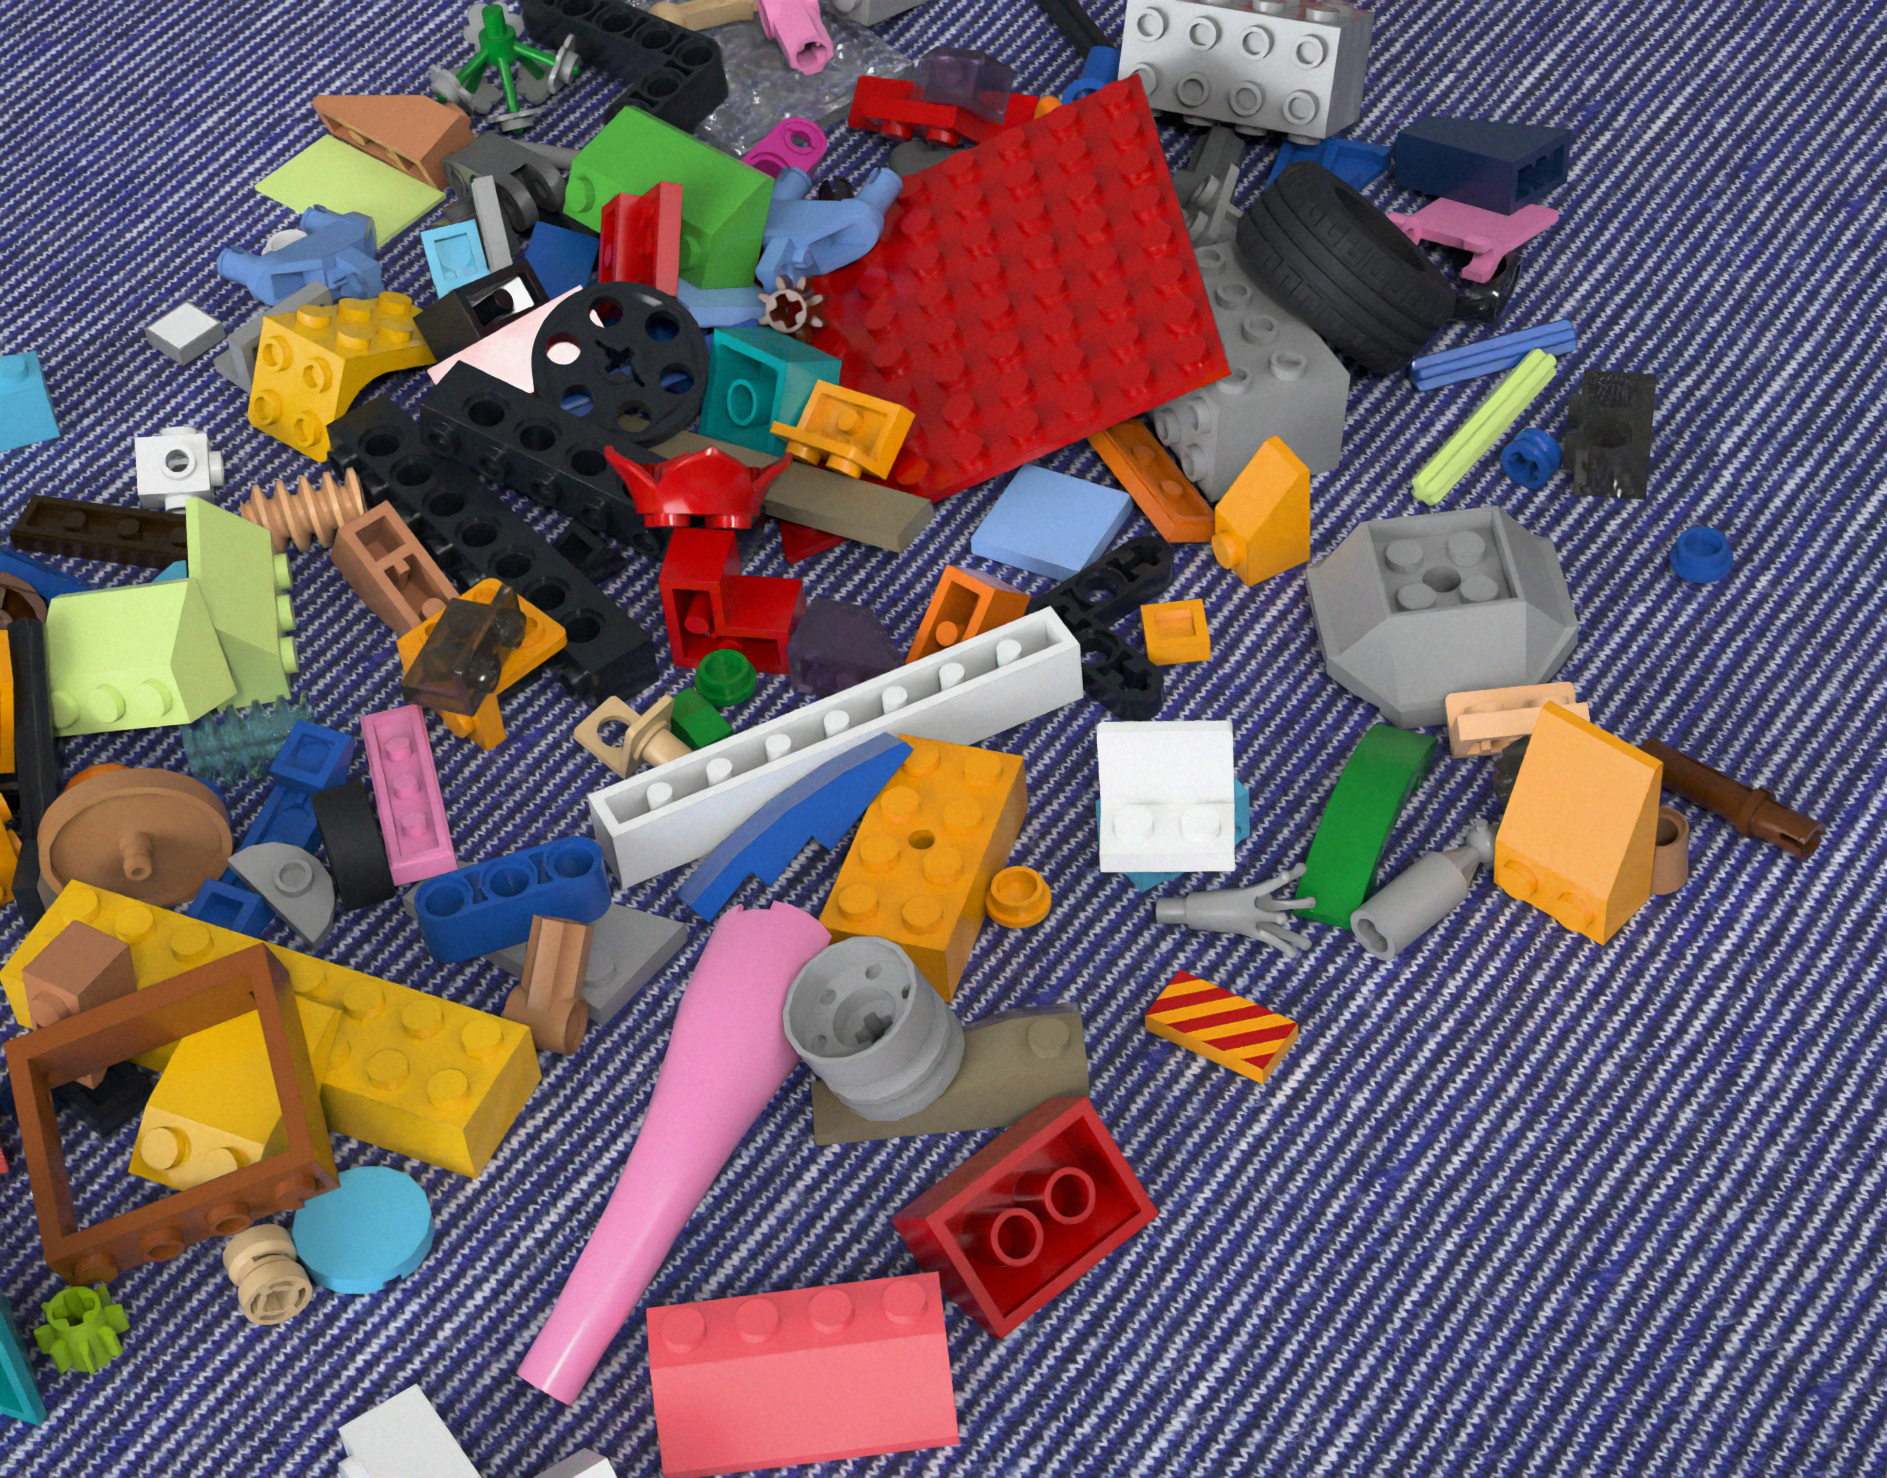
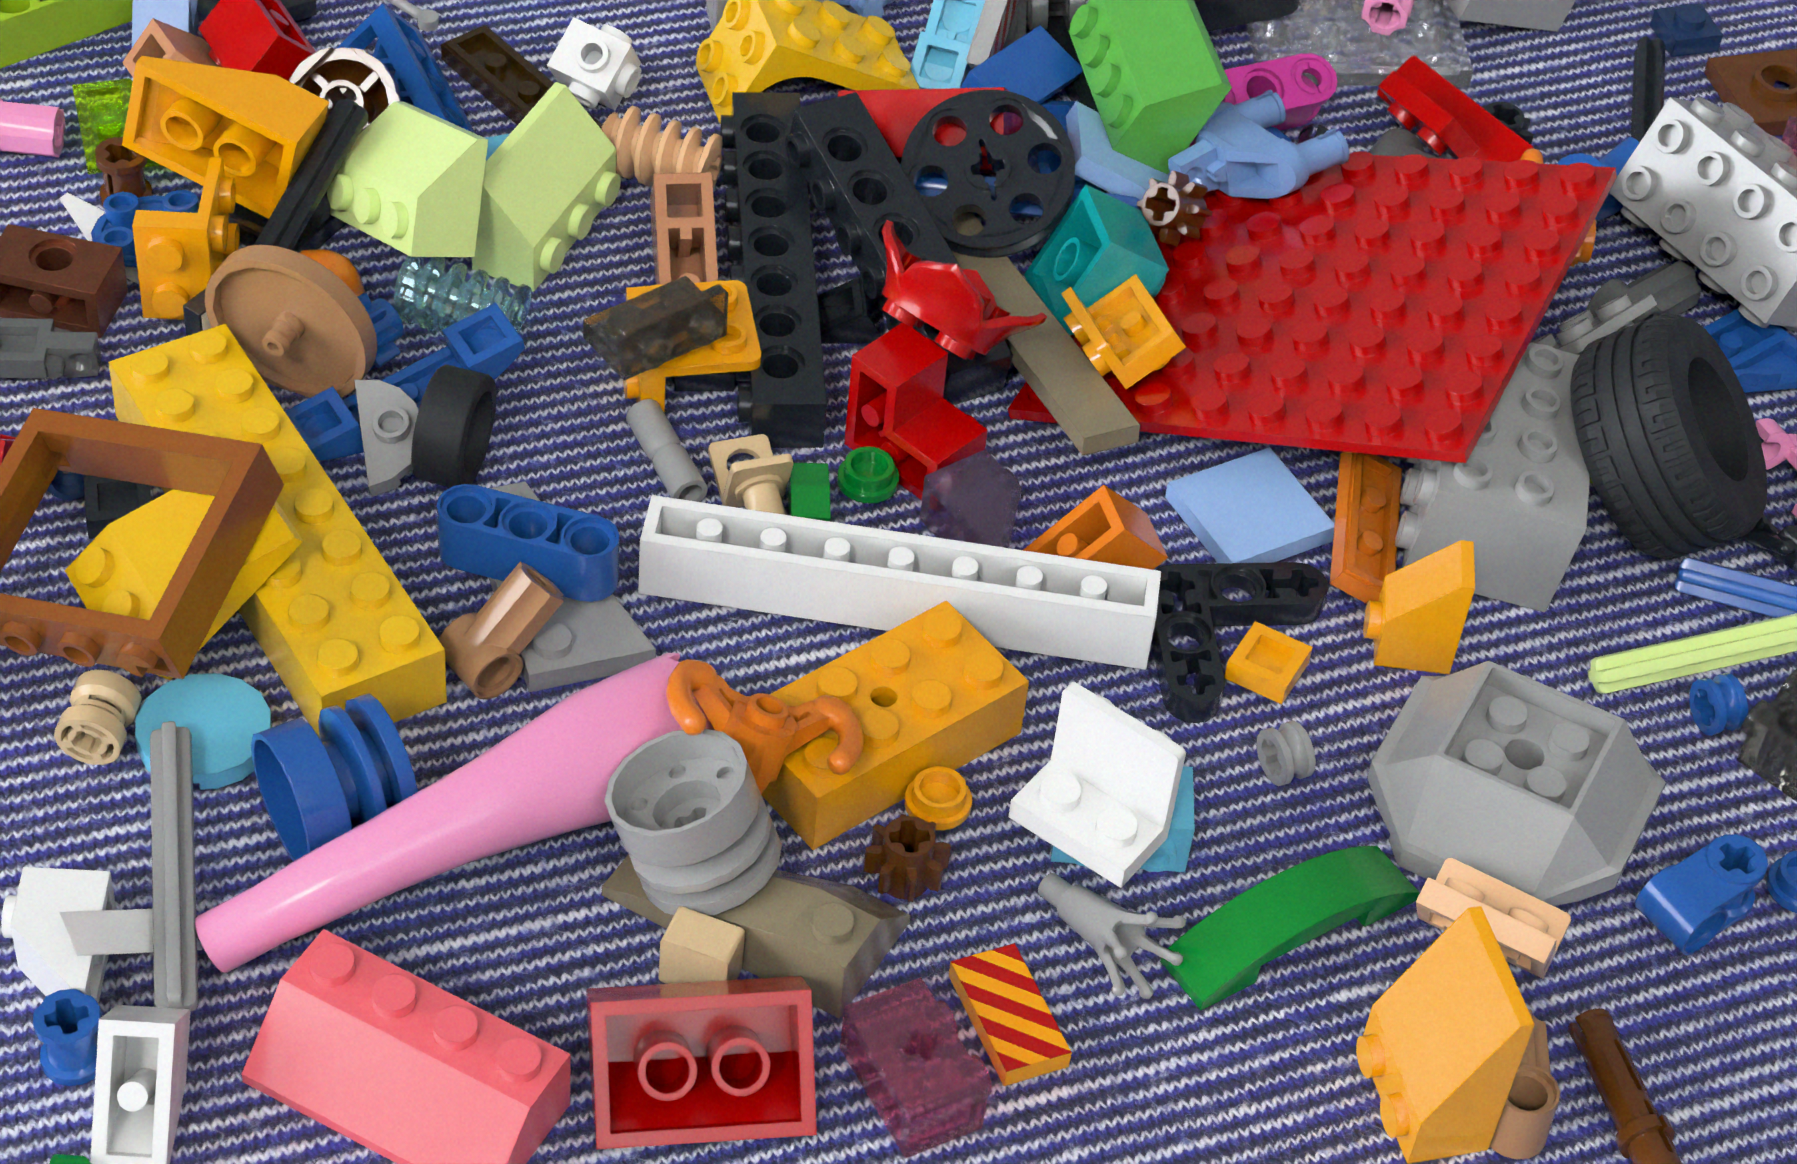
camera: 25 degrees right, 0 degrees up
(75, 975) = (136, 390): nougat slope -> none
(408, 794) = (537, 418): bright pink tile -> none
(458, 1348) = (173, 868): none -> light grey axle
(474, 1421) = (110, 931): none -> white sticker
(480, 309) = (928, 64): black slope -> none
(534, 1189) = (334, 781): none -> blue wheel
(545, 763) = (664, 450): none -> light grey piece
(641, 241) = (1088, 81): red slope -> none
(814, 807) = (822, 618): blue slope -> none
(861, 909) = (761, 722): none -> orange piece
(948, 1132) = (700, 949): none -> tan piece
(964, 80) = (1481, 105): clear purple slope -> none
(1040, 957) = (906, 857): none -> reddish brown gear
(1193, 1111) = (915, 1067): none -> clear pink brick
(1252, 693) = (1286, 753): none -> light grey bush
(1422, 894) = (1275, 1014): light grey wheel -> none
(1645, 604) = (1704, 891): none -> blue piece

